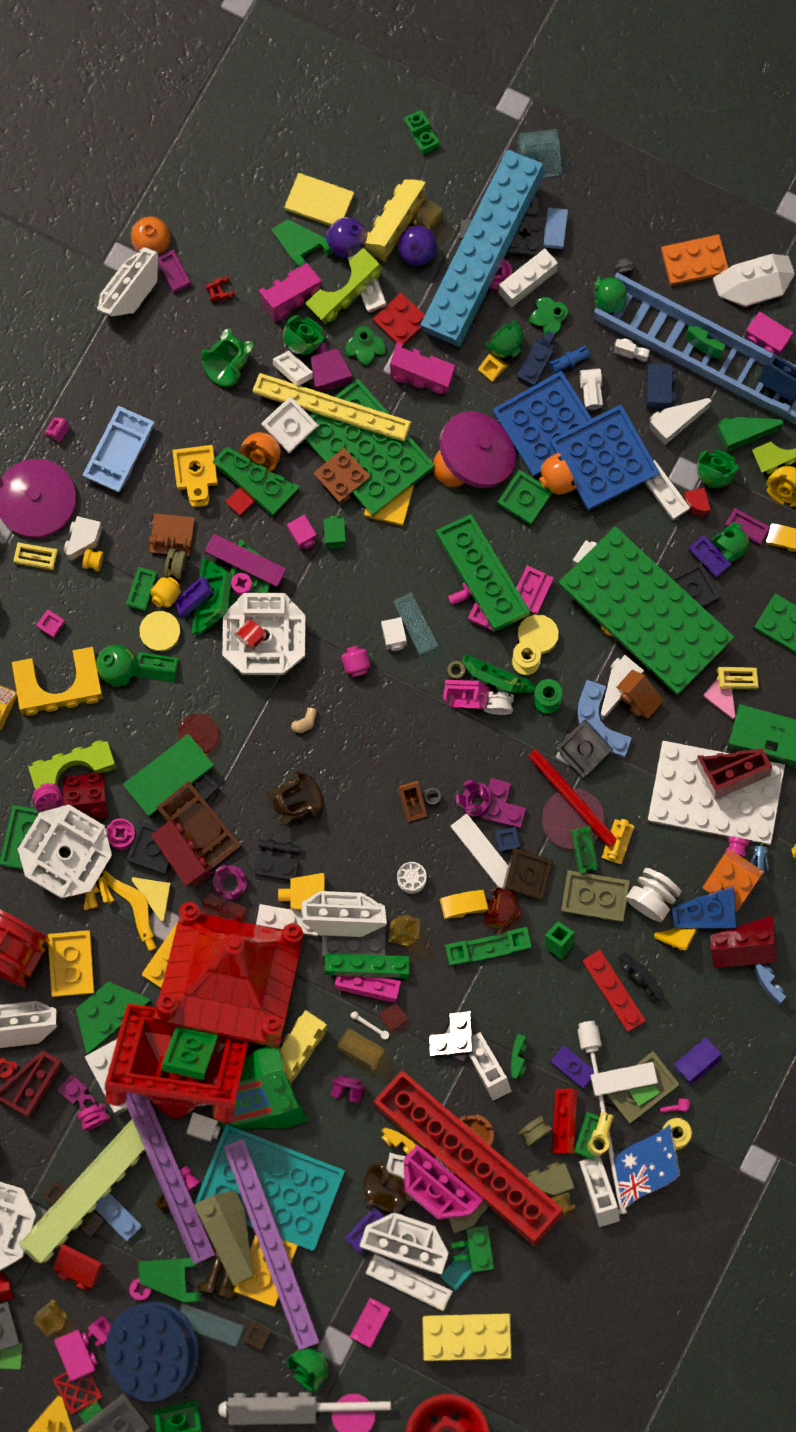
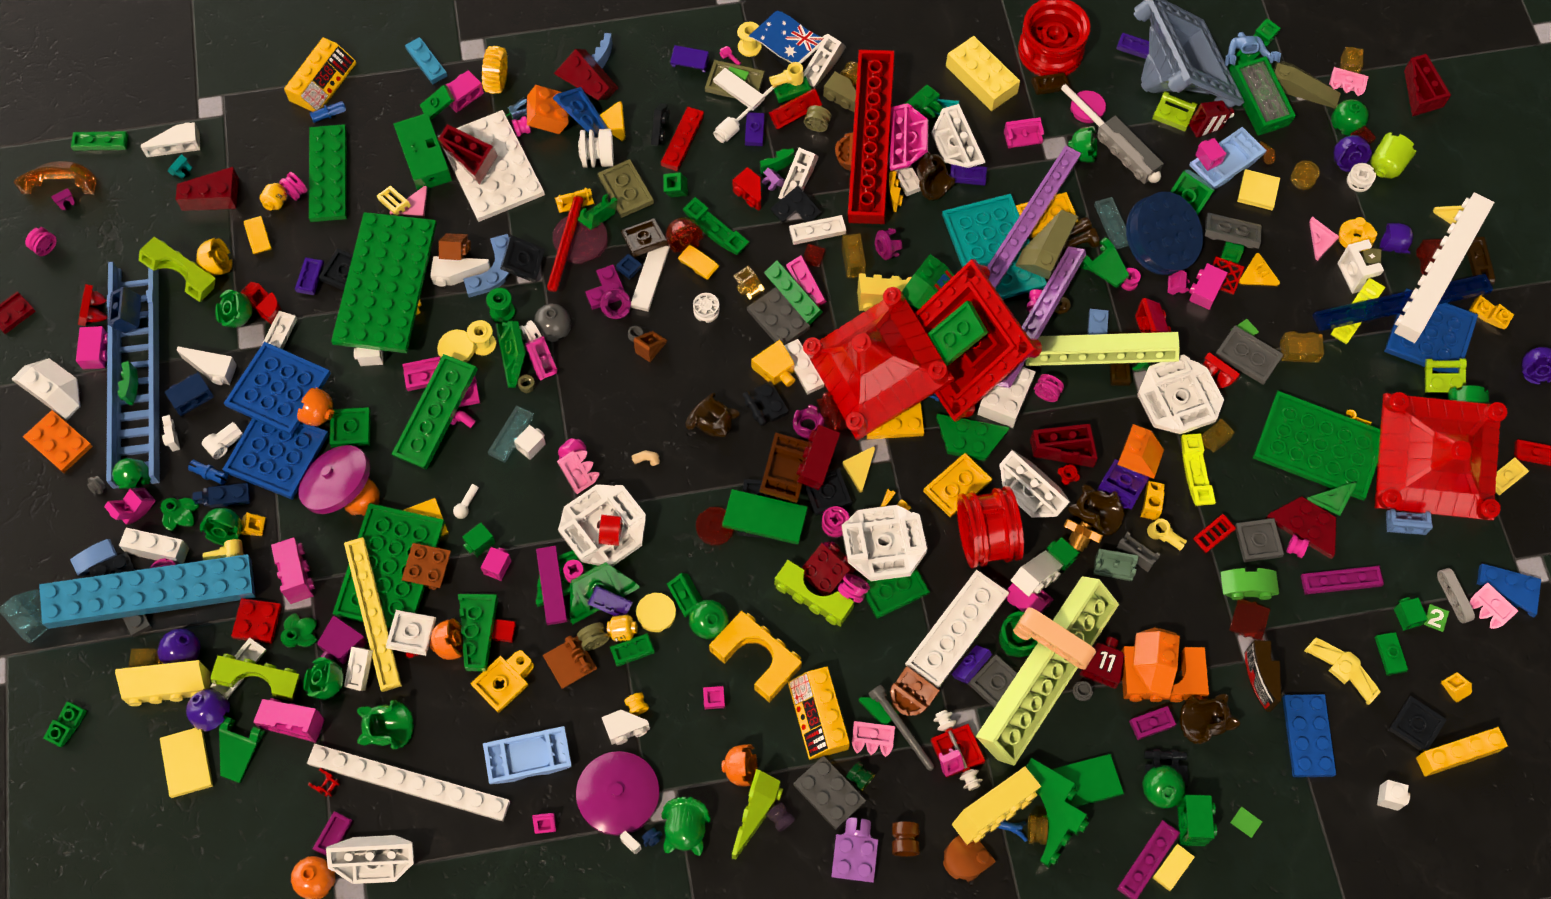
camera: 130 degrees left, 10 degrees down
(50, 1318) = (1201, 316): clear yellow brick -> none
(52, 559) = (659, 739): light yellow tile -> none
(74, 1091) = (1040, 417): magenta plate -> none
(139, 905) = (878, 468): yellow piece -> none
(170, 351) = (409, 782): none -> white plate
(256, 1335) = (1093, 191): dark brown plate -> none
(332, 651) = (576, 471): none -> bright pink plate
(343, 914) = (768, 321): white wedge -> none
(377, 539) = (461, 510): none -> white bar
(384, 1034) = (830, 253): white hinge -> none
(405, 1398) = (1049, 83): none -> dark brown plate
(409, 1282) = (976, 122): white tile -> none
(415, 1039) = (817, 229): none -> white plate
(478, 333) = (231, 548): none -> light yellow pin
(501, 734) = (552, 322): none -> dark grey cylinder
(501, 1041) = (774, 177): none -> medium lavender tile
(507, 1010) = (748, 186): none -> red slope
(580, 279) = (132, 507): none -> dark pink brick
(724, 498) = (255, 293): none -> red brick
(732, 542) = (287, 265): green helmet -> none
(744, 430) = (194, 319): green slope -> none
(753, 528) = (267, 269): magenta tile -> none

